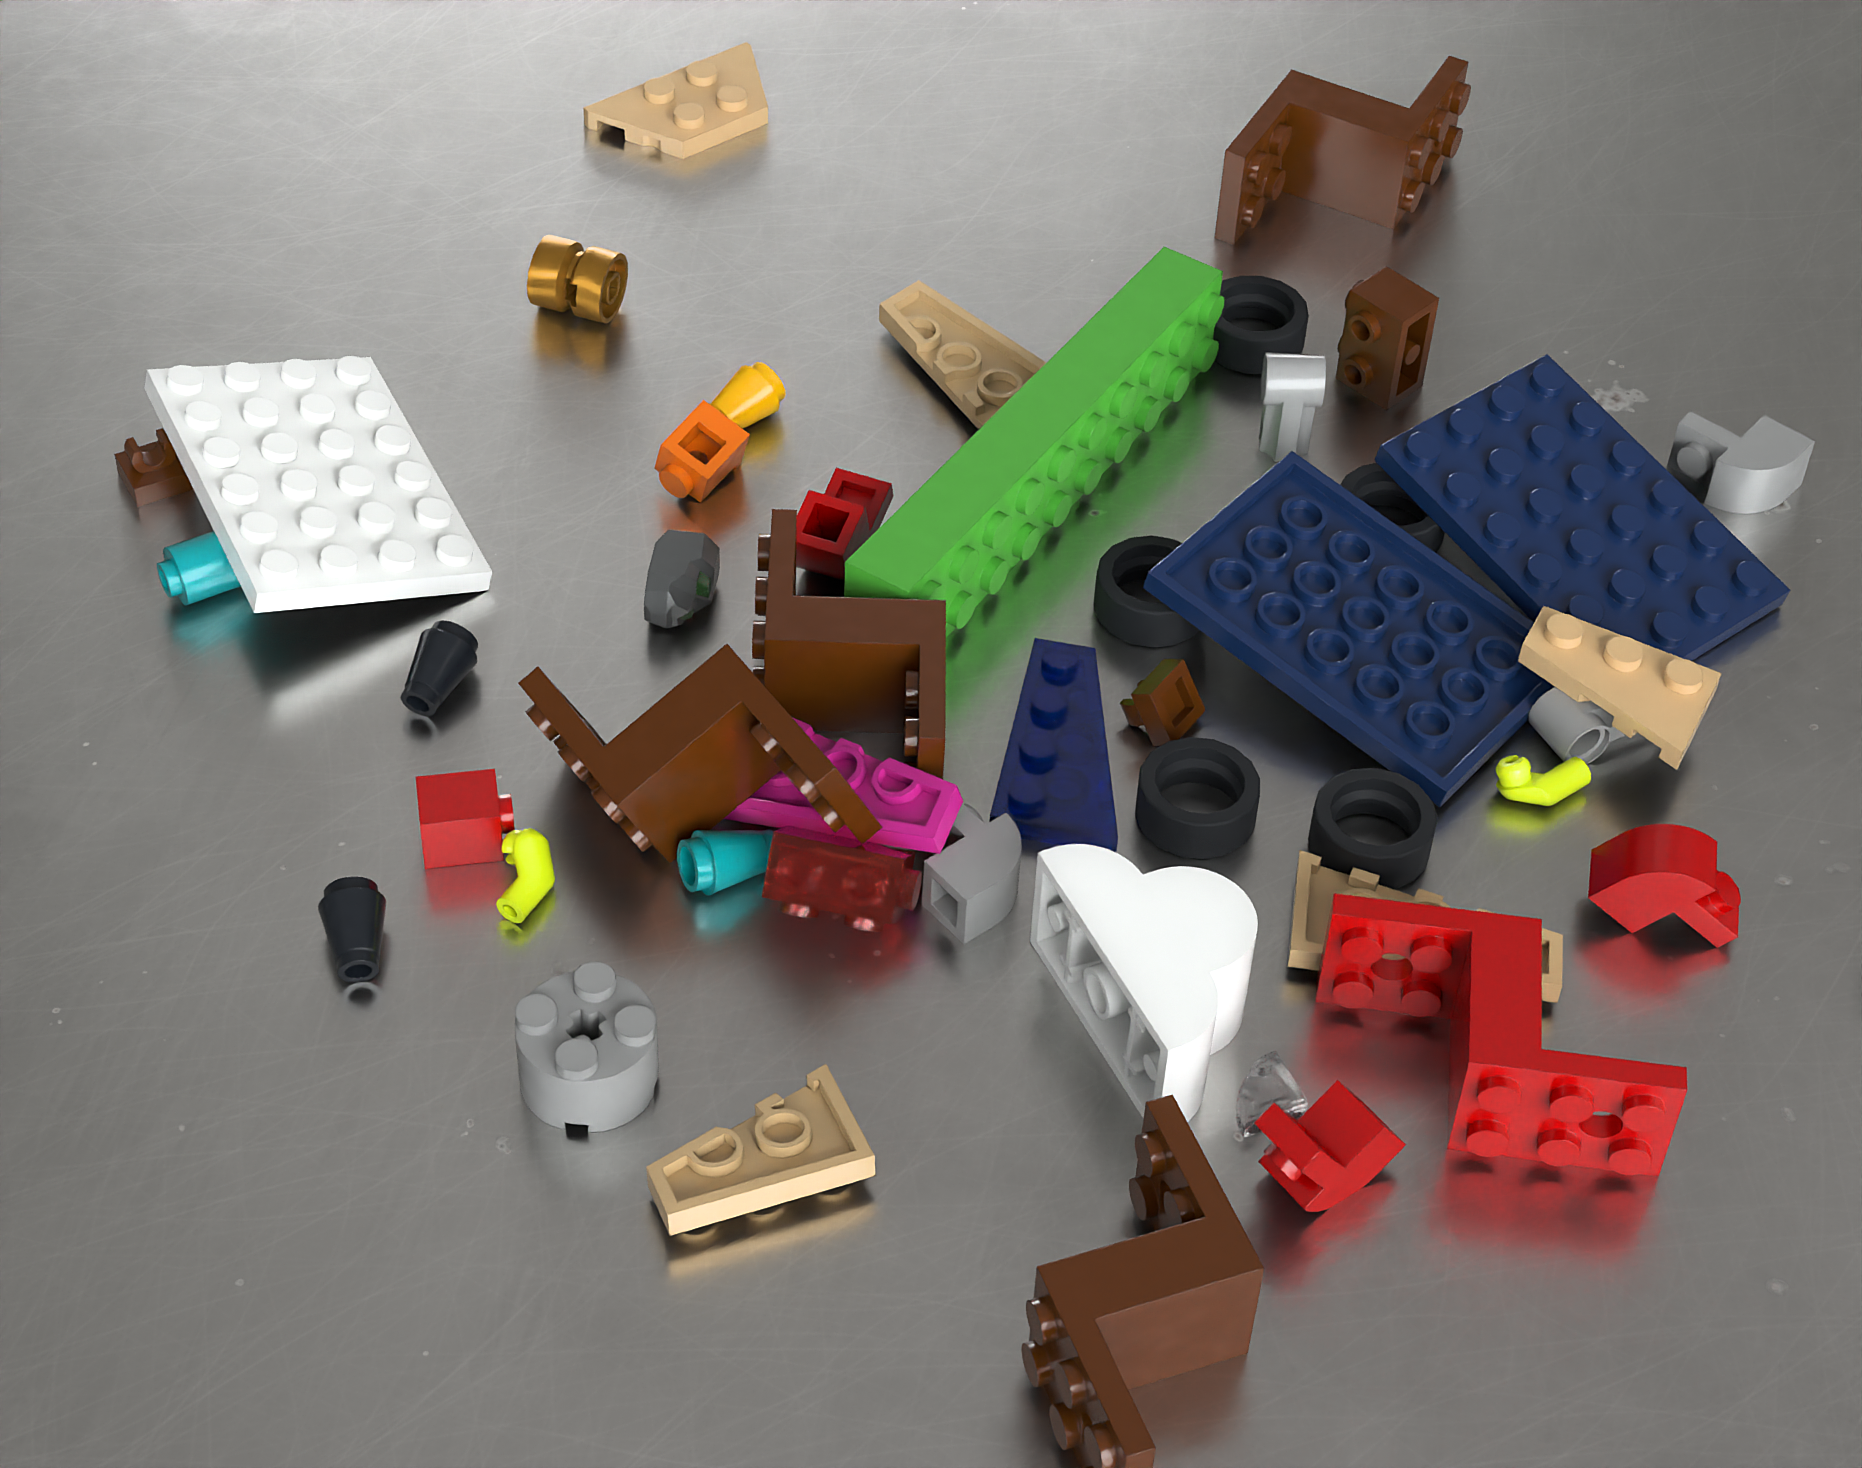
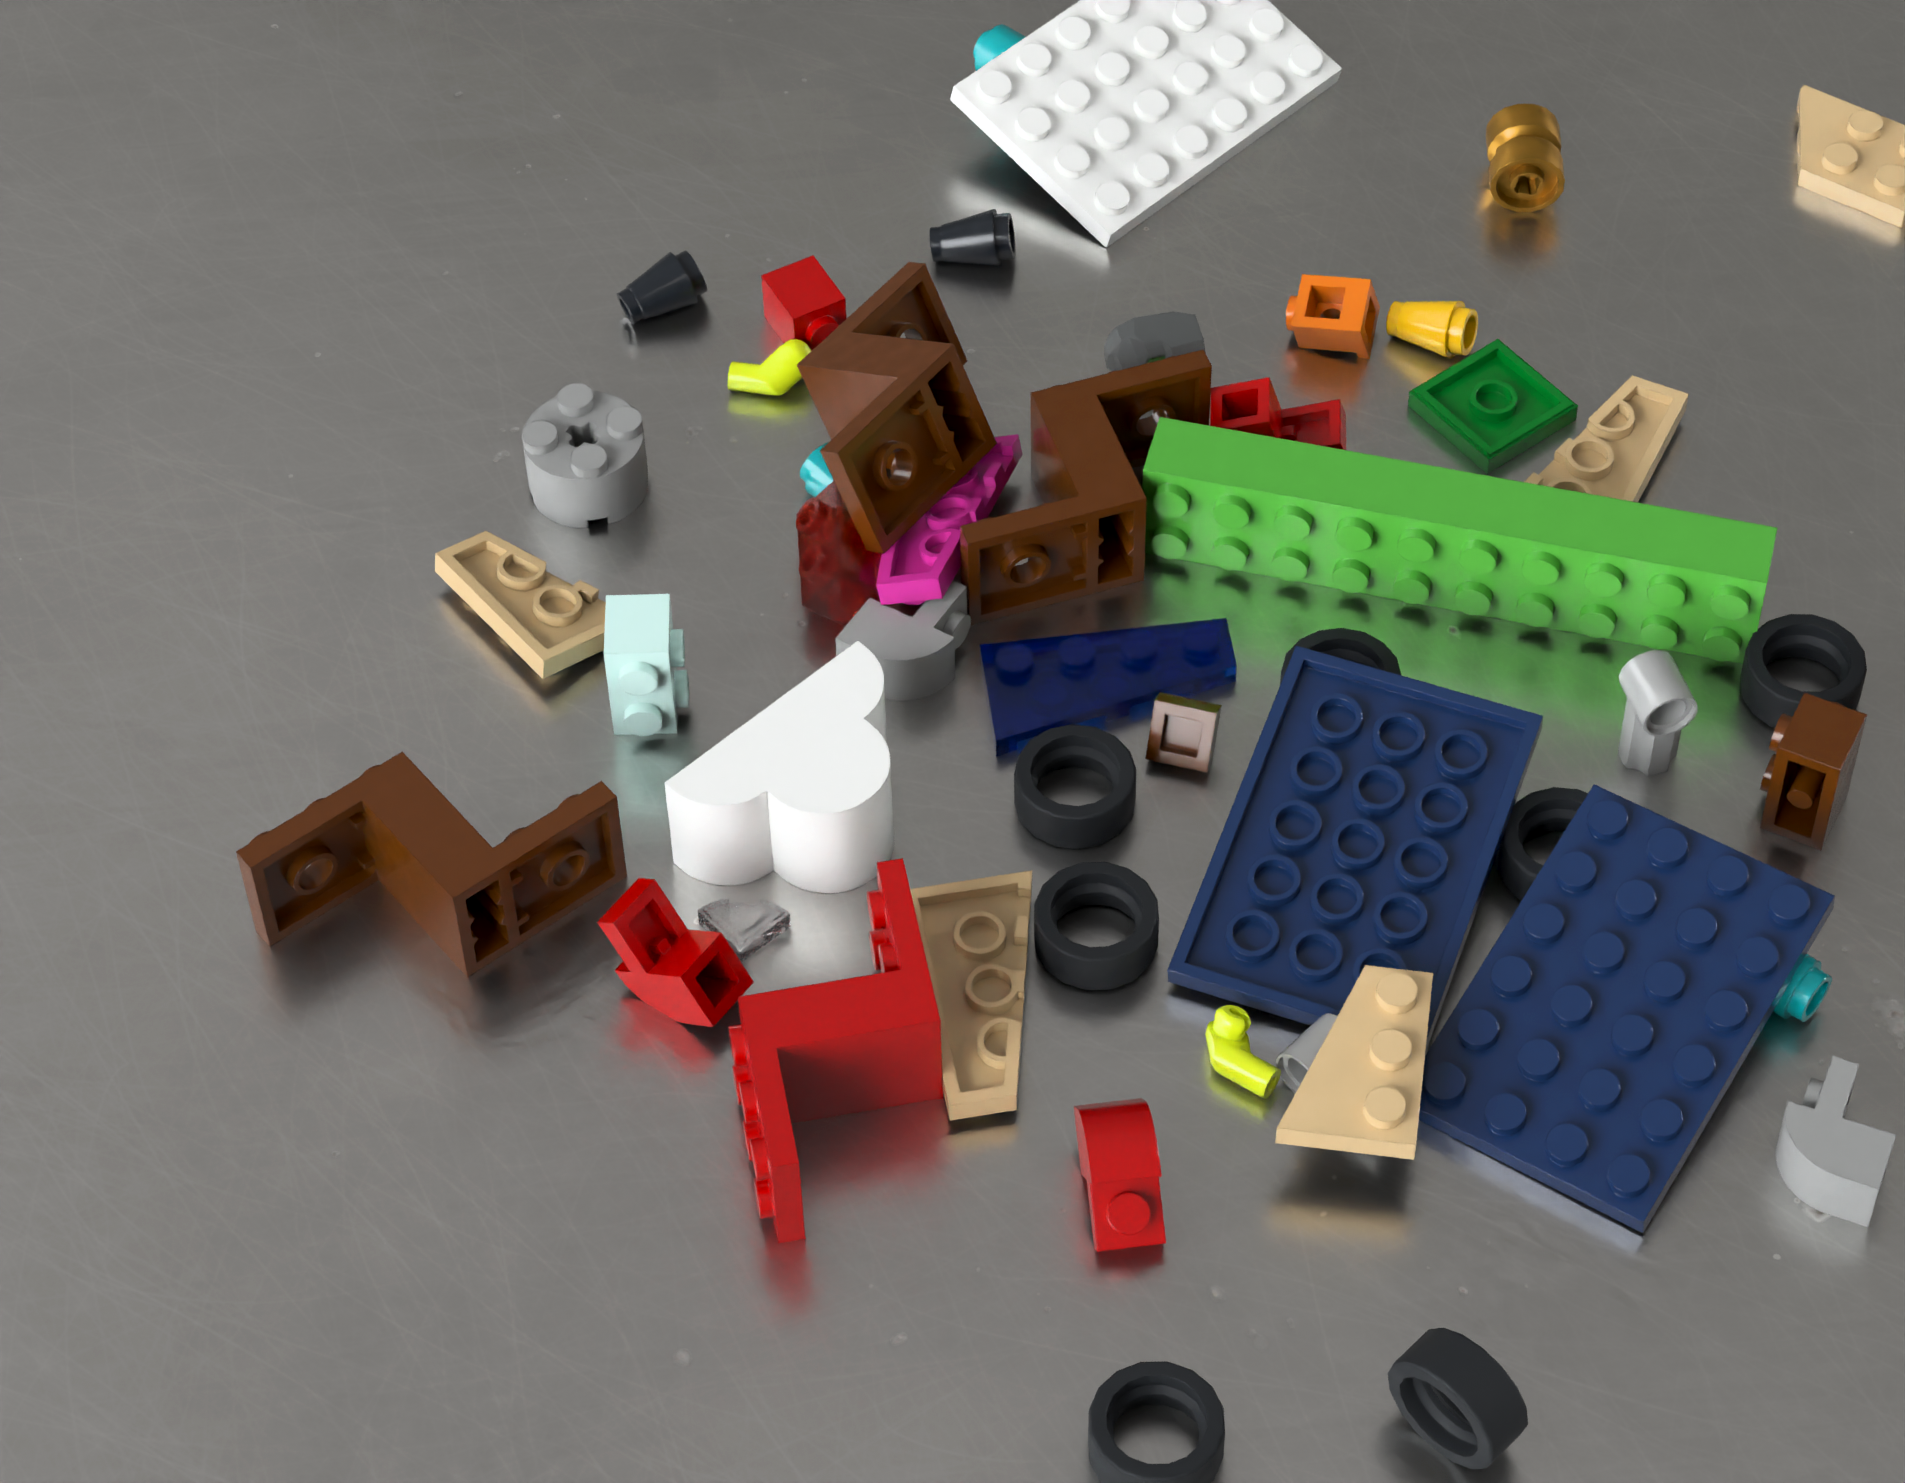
camera: 75 degrees right, 5 degrees up
(850, 404) = (1492, 406): none -> green tile
(937, 1063) = (643, 664): none -> light aqua brick

